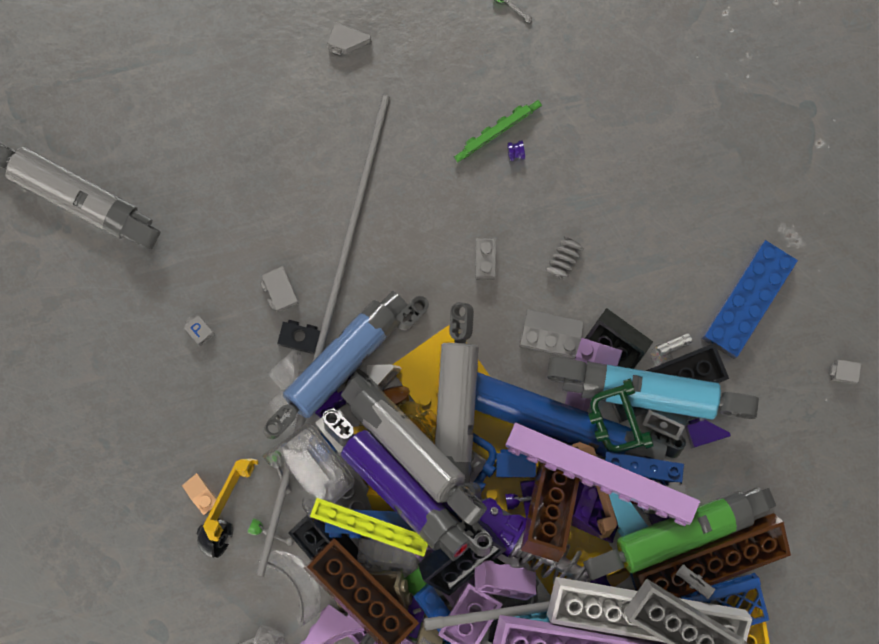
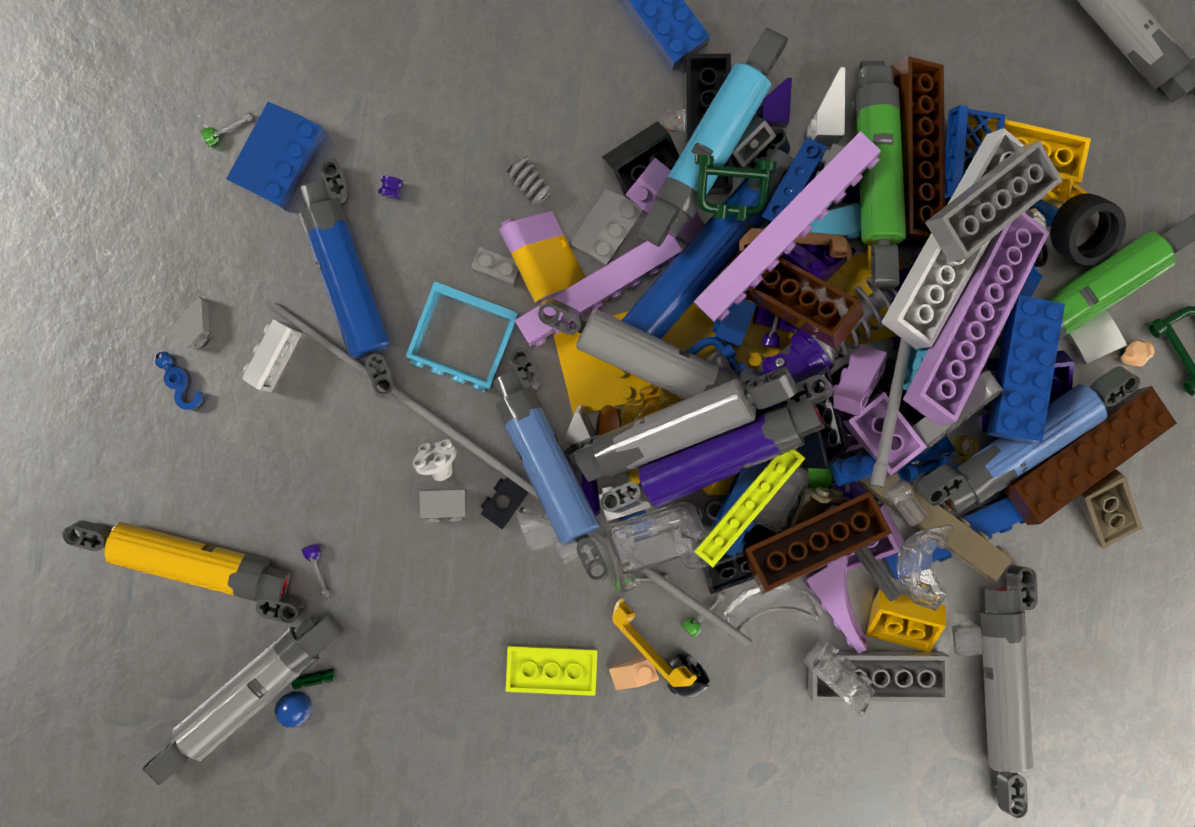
camera: 70 degrees left, 5 degrees up
(71, 234) = (293, 709): none -> blue hair
(101, 241) = (314, 679): none -> dark green axle
(158, 112) = (191, 564): none -> piece
(178, 427) = (551, 670): none -> neon yellow plate
(198, 329) = (453, 609): light grey brick -> none
(201, 201) = (312, 554): none -> hinge
(299, 43) = (177, 379): none -> blue piece
(312, 269) = (435, 459): none -> white plate
(345, 109) = (271, 356): none -> white slope
(387, 245) = (439, 368): none -> medium azure window
(432, 141) = (344, 273): none -> blue piece
(503, 125) = (356, 190): bright green plate -> none
(503, 349) = (602, 285): none -> lavender brick
(506, 52) = (277, 155): none -> blue slope
(508, 291) = (541, 254): none -> yellow door
(674, 344) = (669, 100): white axle -> none
(695, 581) = (939, 174): light grey pin -> none
(708, 477) = (829, 120): none -> white slope

